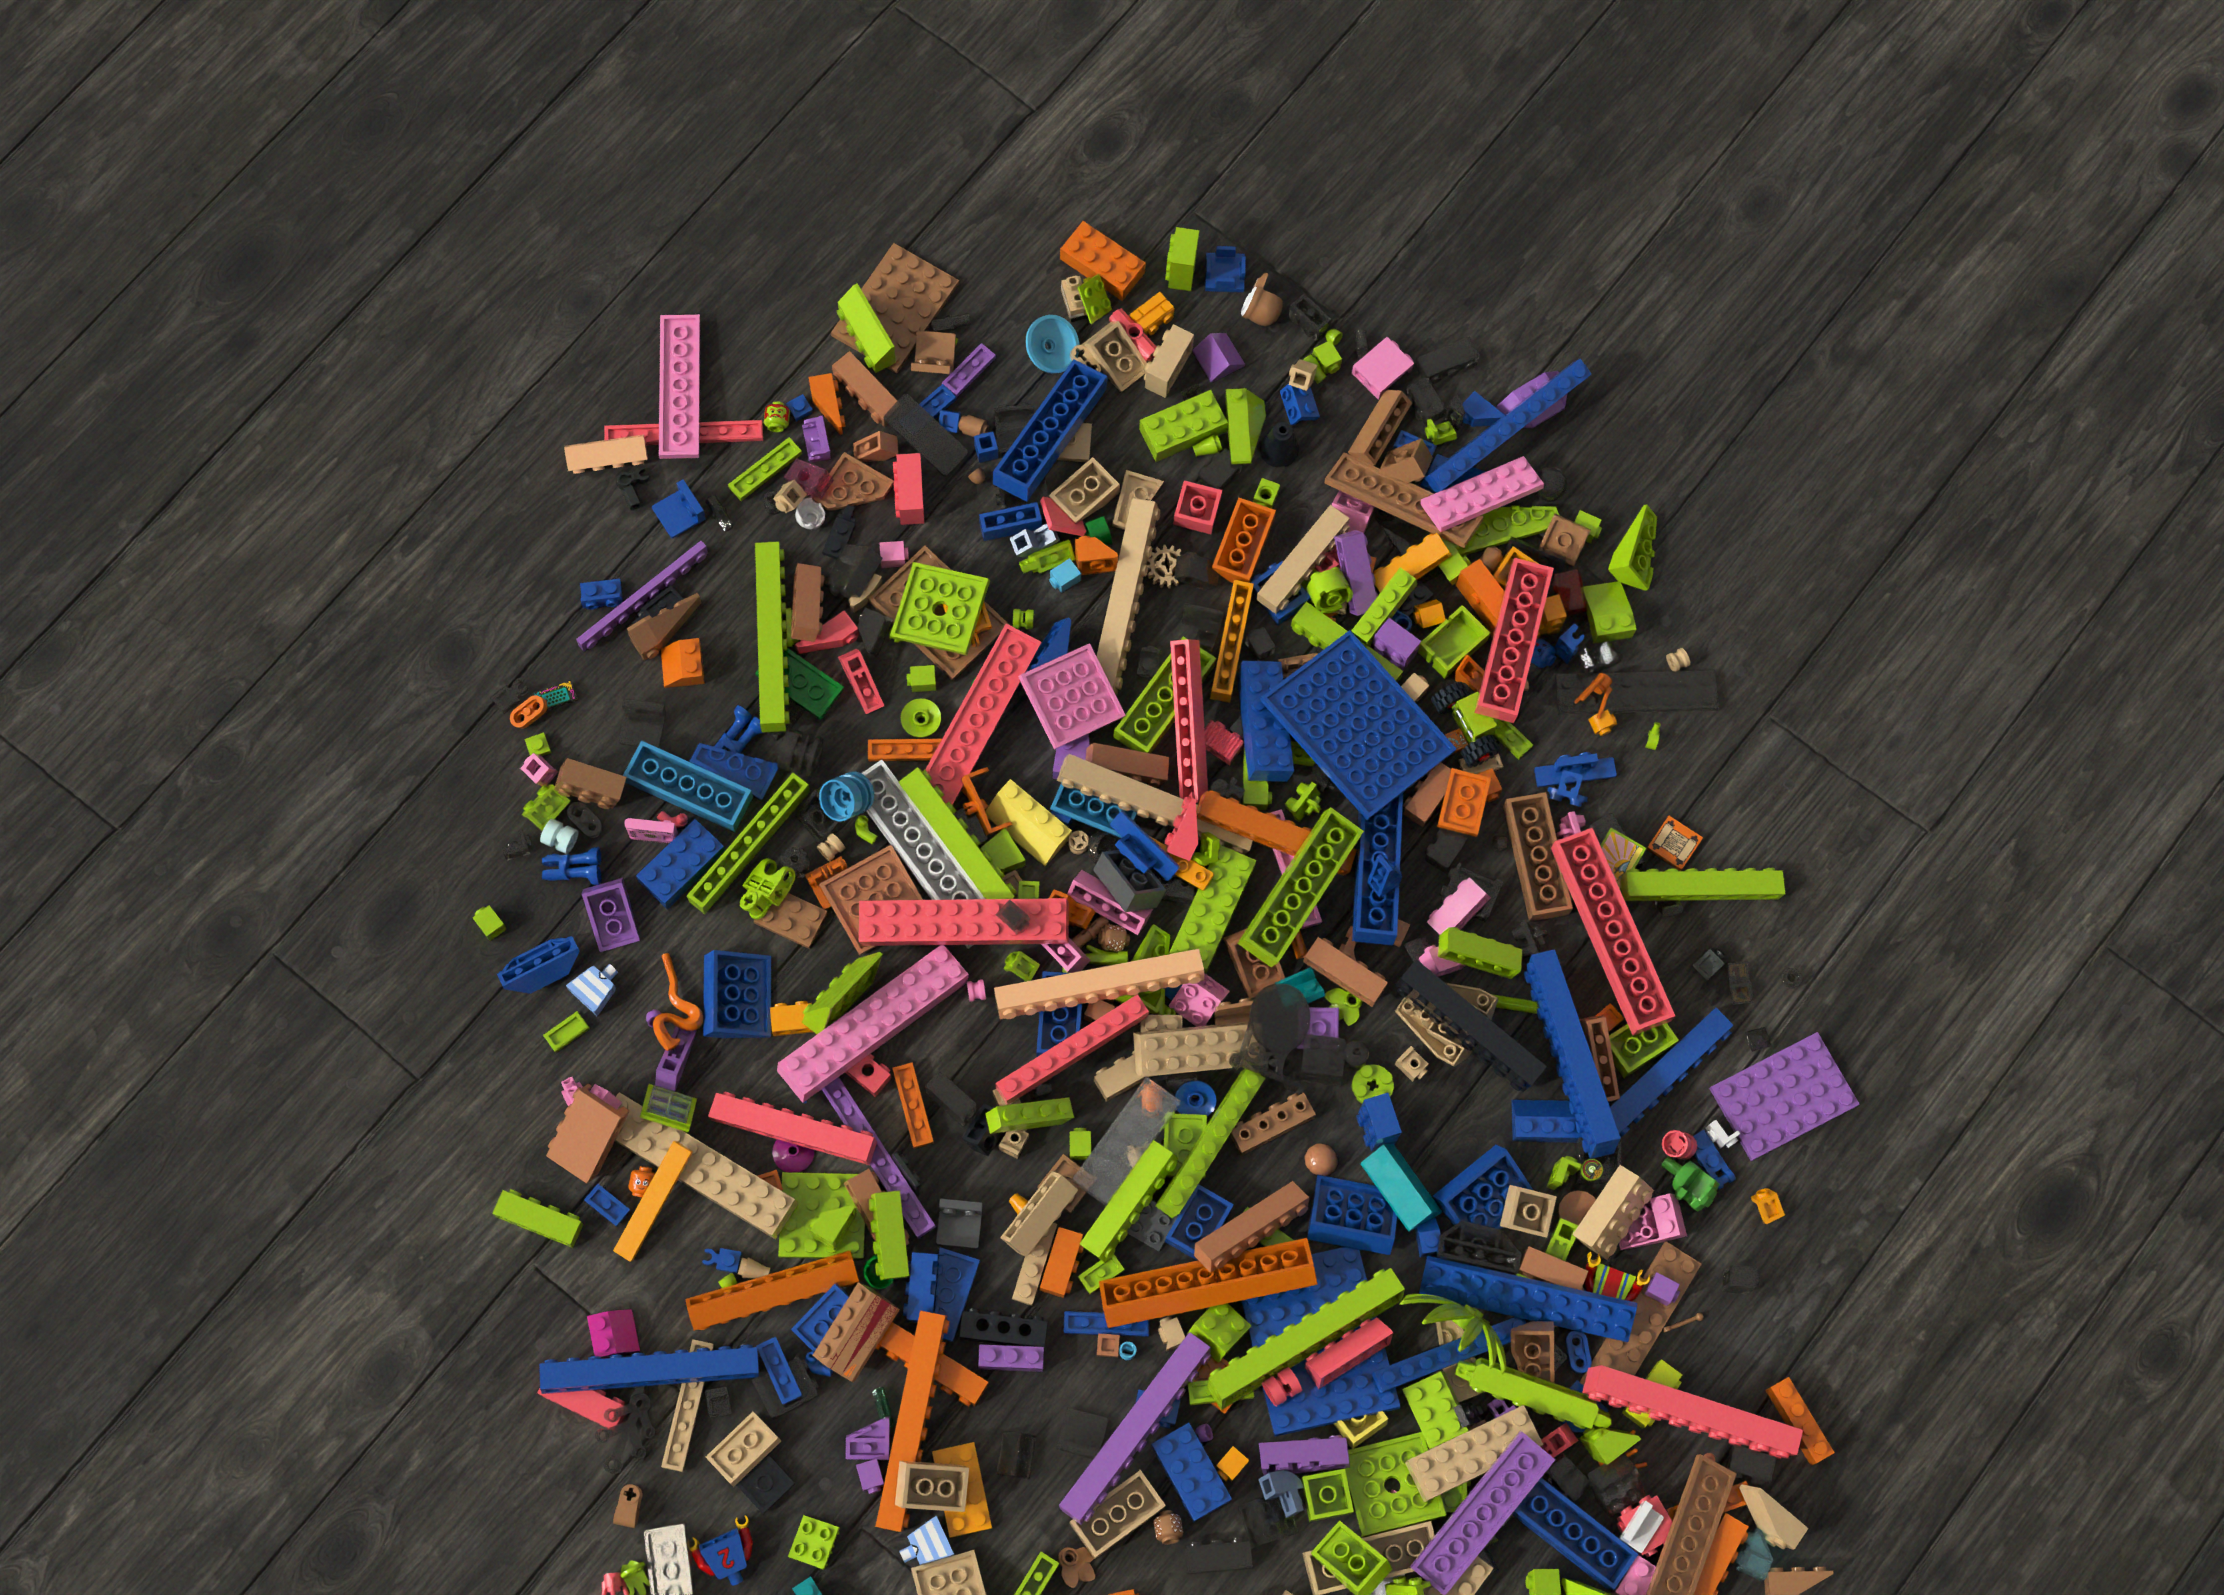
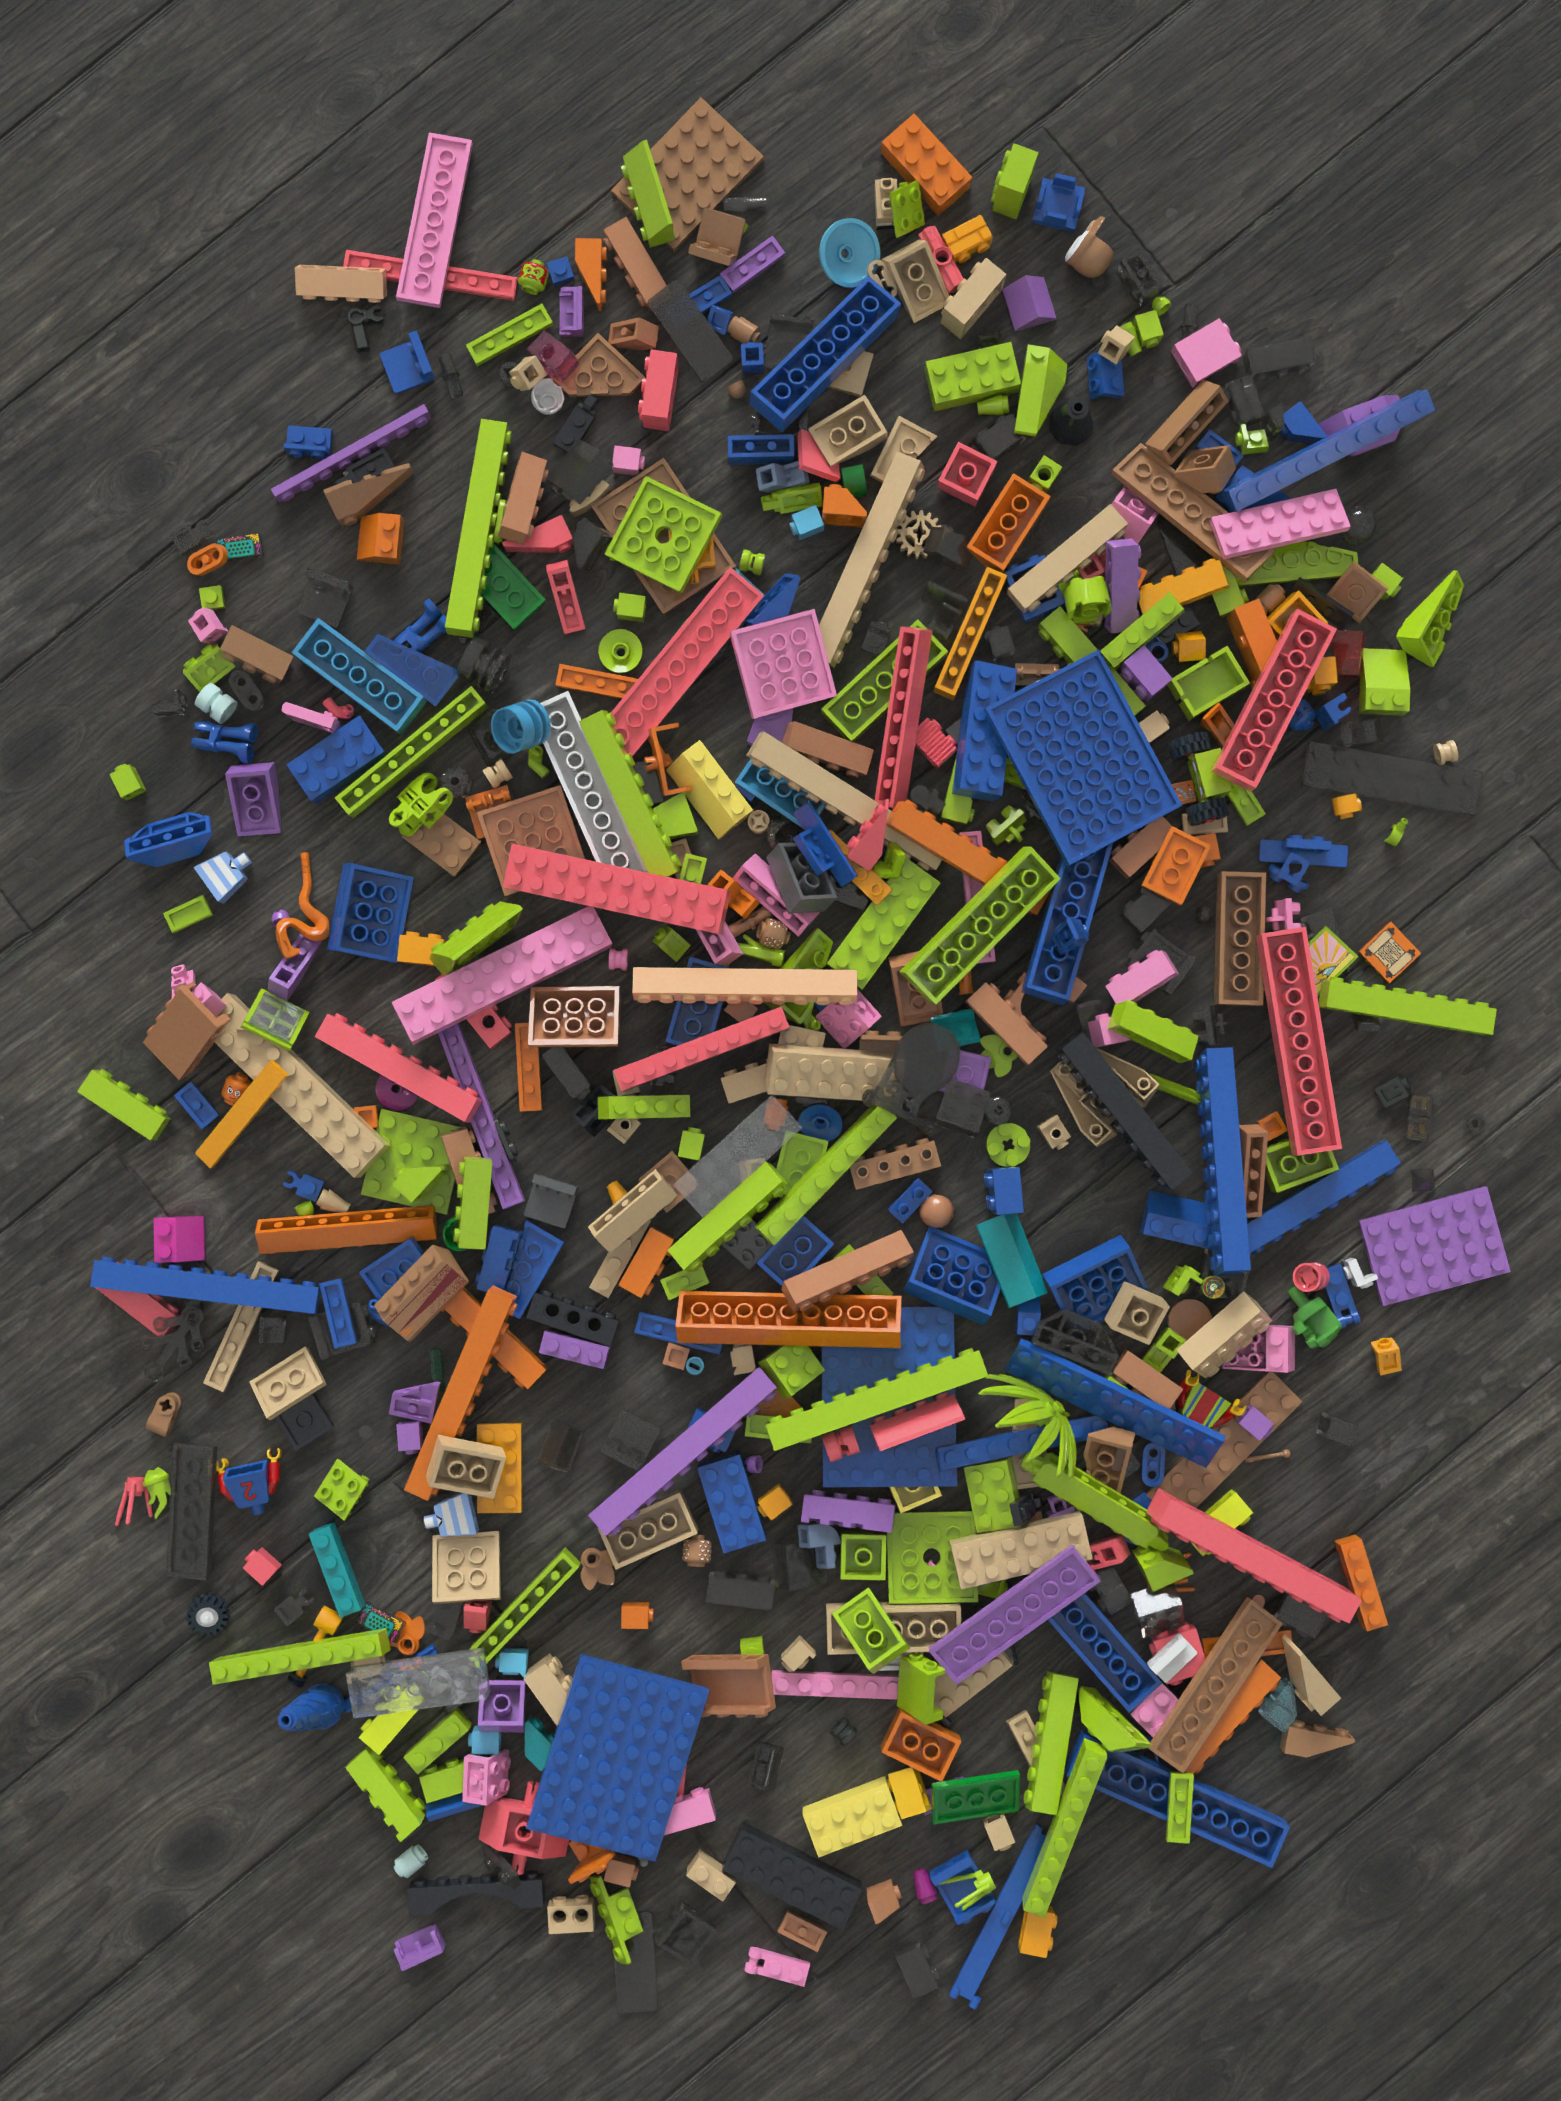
camera: 15 degrees right, 15 degrees up
(947, 1045) = (574, 1016): none -> nougat slope
(1013, 917) = (666, 900): clear smoke brick -> none
(1294, 1153) = (910, 1200): none -> blue hinge
(1599, 685) = (1353, 765): orange plant -> none

